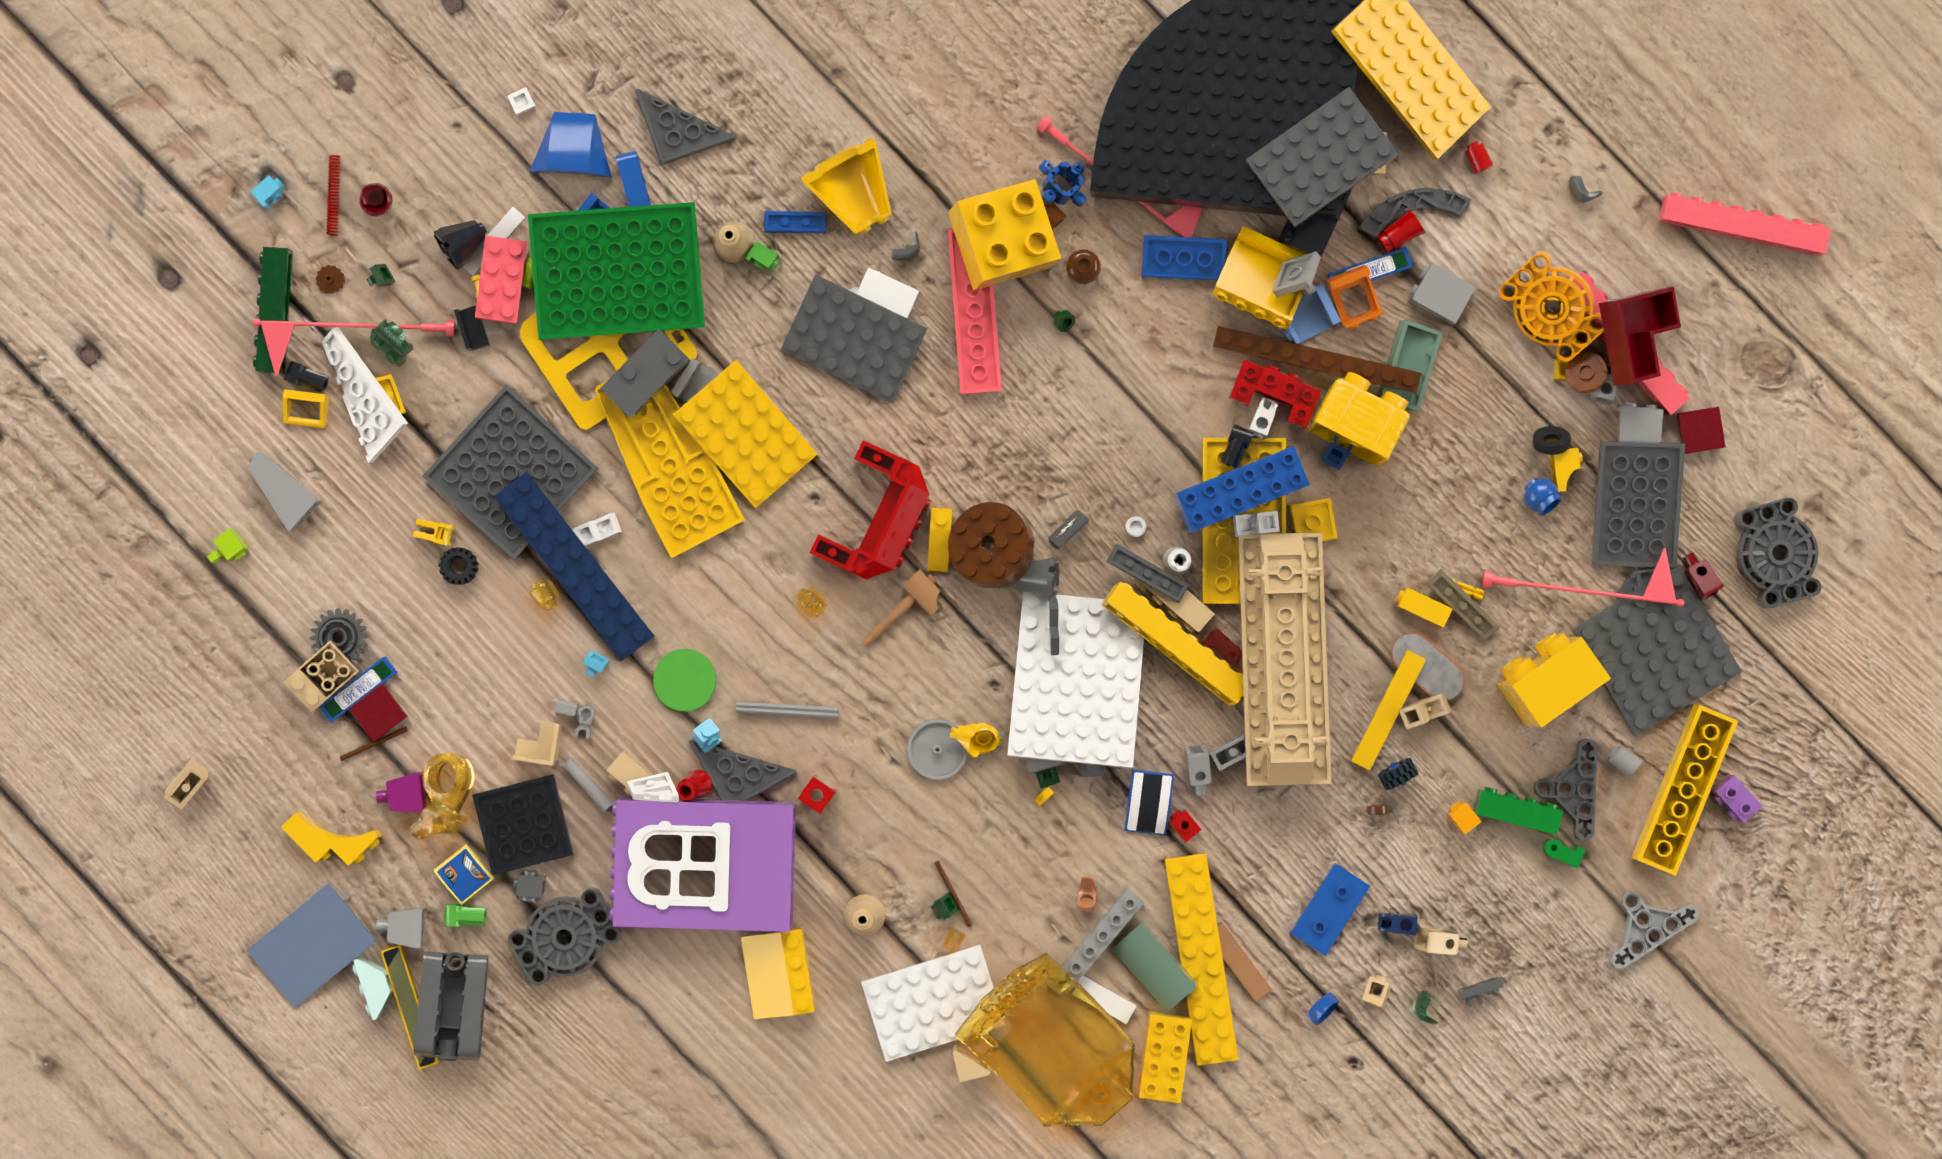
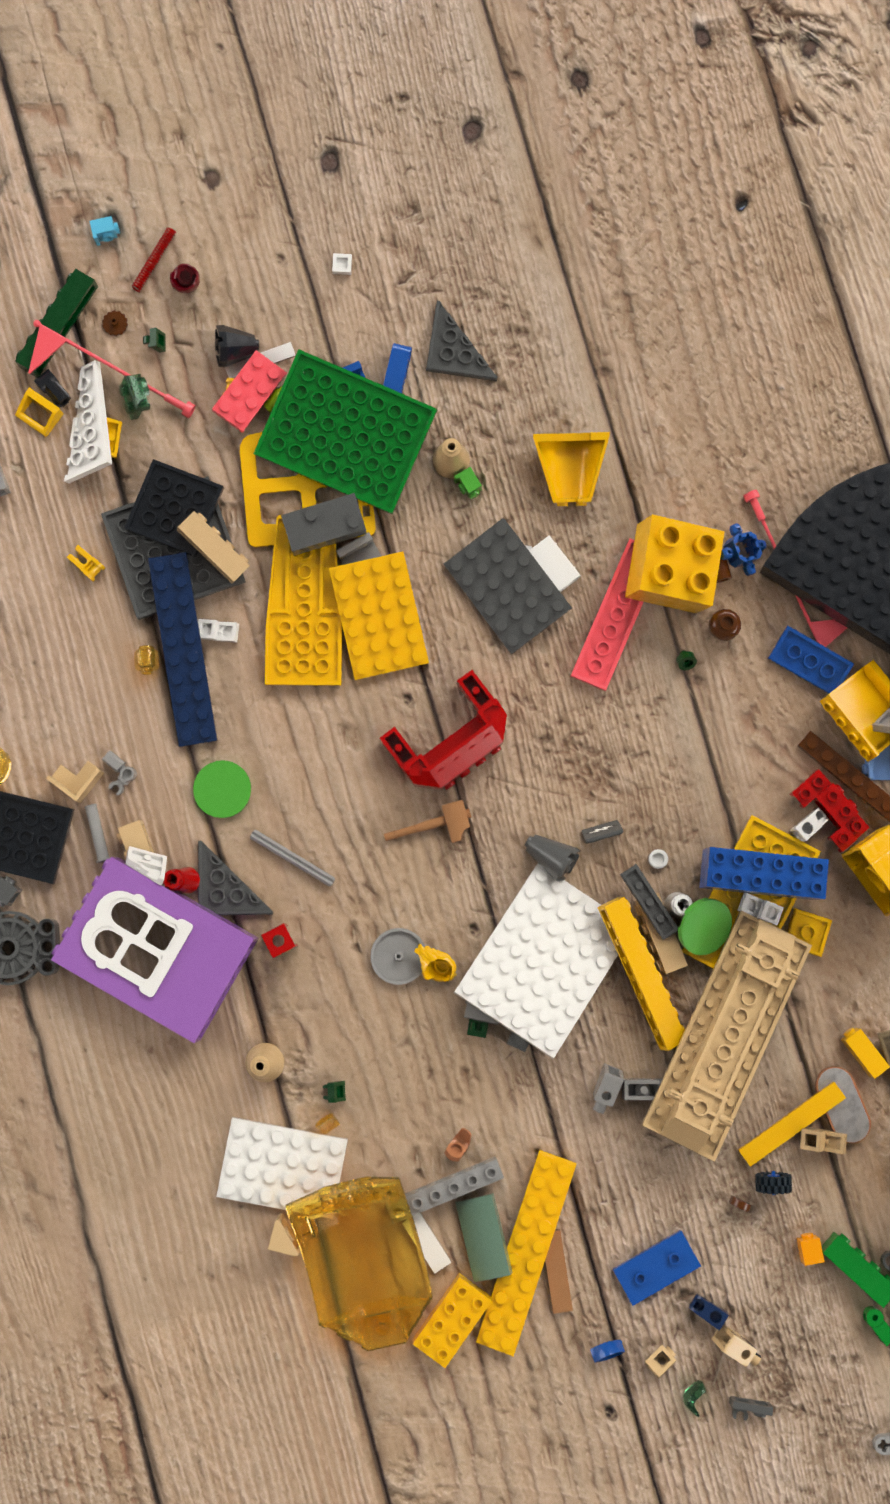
camera: 25 degrees right, 5 degrees down
(467, 575) = (79, 597): black tyre -> none
(472, 329) = (204, 419): black panel -> none
(491, 433) = (167, 500): none -> black plate
(551, 453) = (213, 547): none -> tan brick
(572, 147) = (363, 318): blue wedge -> none
(595, 663) = (157, 736): medium azure tile -> none
(707, 735) = (215, 843): medium azure brick -> none
(778, 973) = (167, 1074): yellow slope -> none
(795, 222) = (509, 470): blue tile -> none
(810, 602) = (359, 779): clear yellow head -> none
(909, 253) = (587, 541): dark grey hair -> none
(938, 539) = (491, 784): yellow slope -> none
(953, 893) = (348, 1071): reddish brown axle -> none
(971, 542) = (536, 829): reddish brown brick -> none
(1043, 796) = (466, 1042): yellow tile -> none
(1053, 626) = (547, 907): dark grey tile -> none
(1149, 802) = (551, 1094): slope -> none
(1184, 825) = (570, 1129): red brick -> none
(1211, 569) = (705, 926): none -> bright green tile
(1230, 651) = (682, 997): clear red leg -> none
(1237, 443) = (780, 833): black piece -> none
(1336, 454) = (855, 887): blue slope -> none

